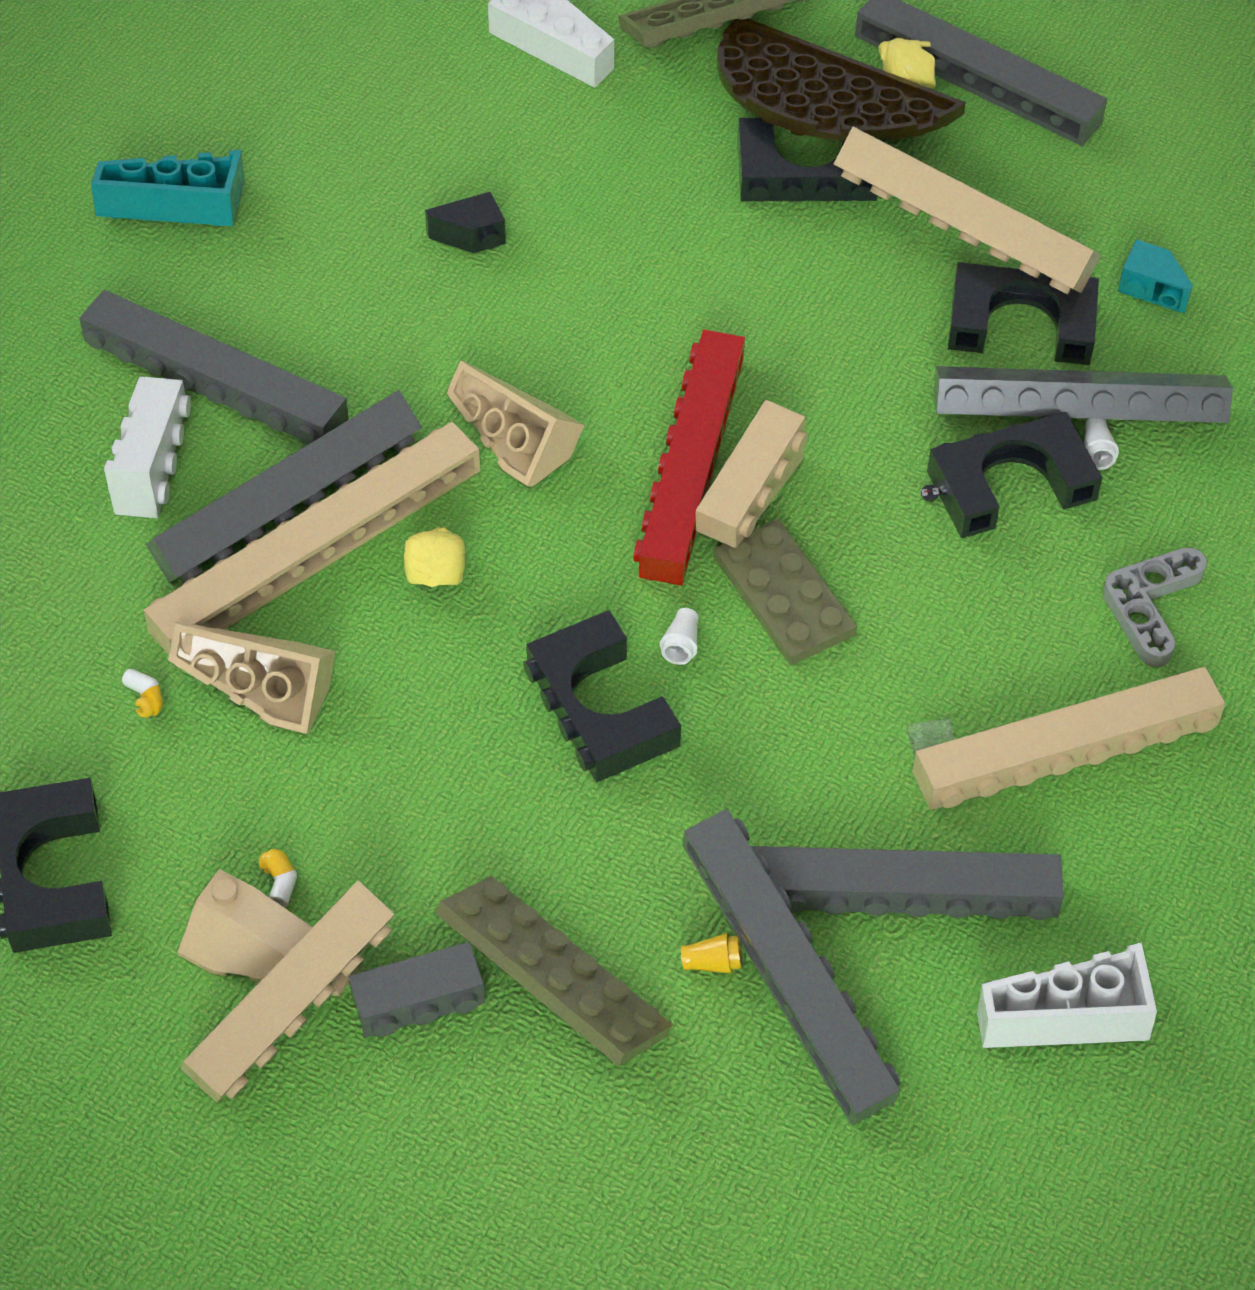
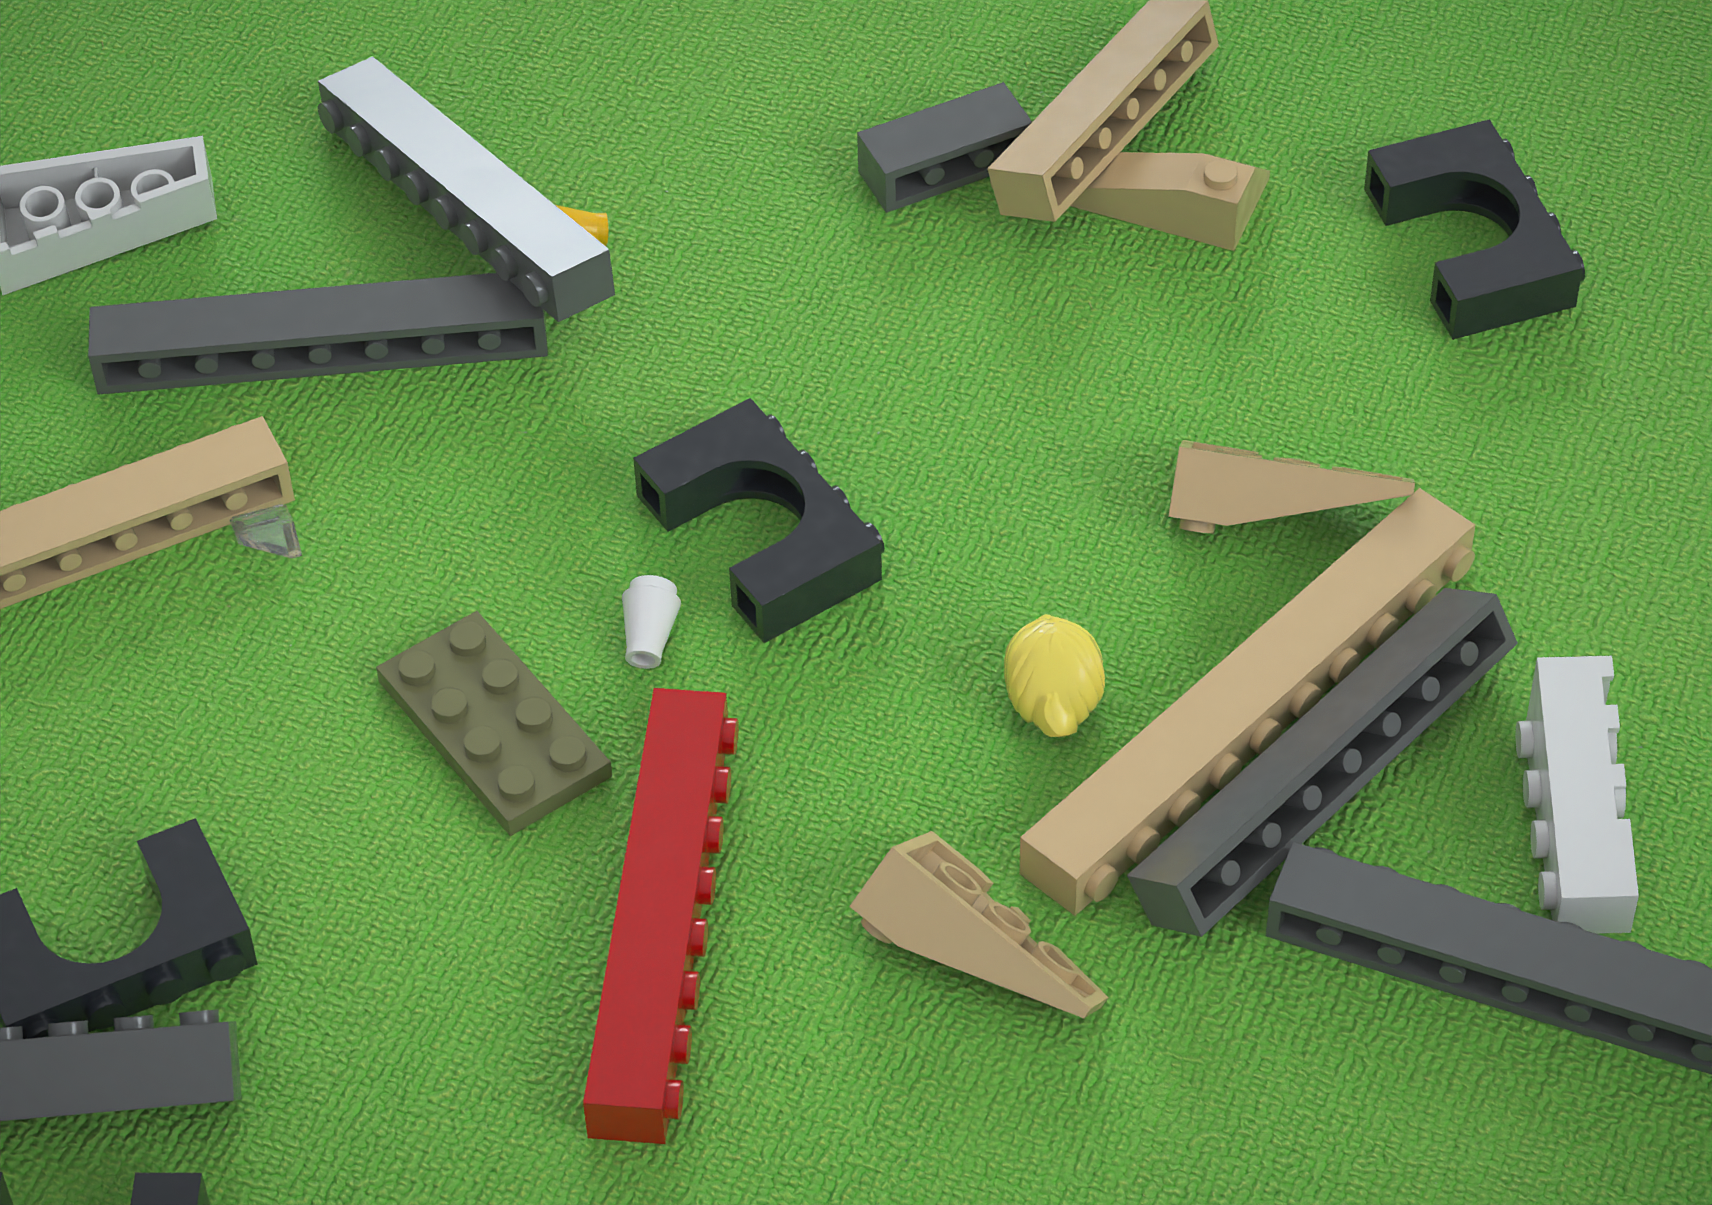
camera: 175 degrees right, 5 degrees down
(149, 690) = (1434, 461): arm -> none
(285, 876) = (1164, 264): arm -> none
(554, 970) = (774, 177): olive plate -> none
(753, 474) = (547, 840): tan wedge -> none
(930, 492) = (255, 915): black piece -> none

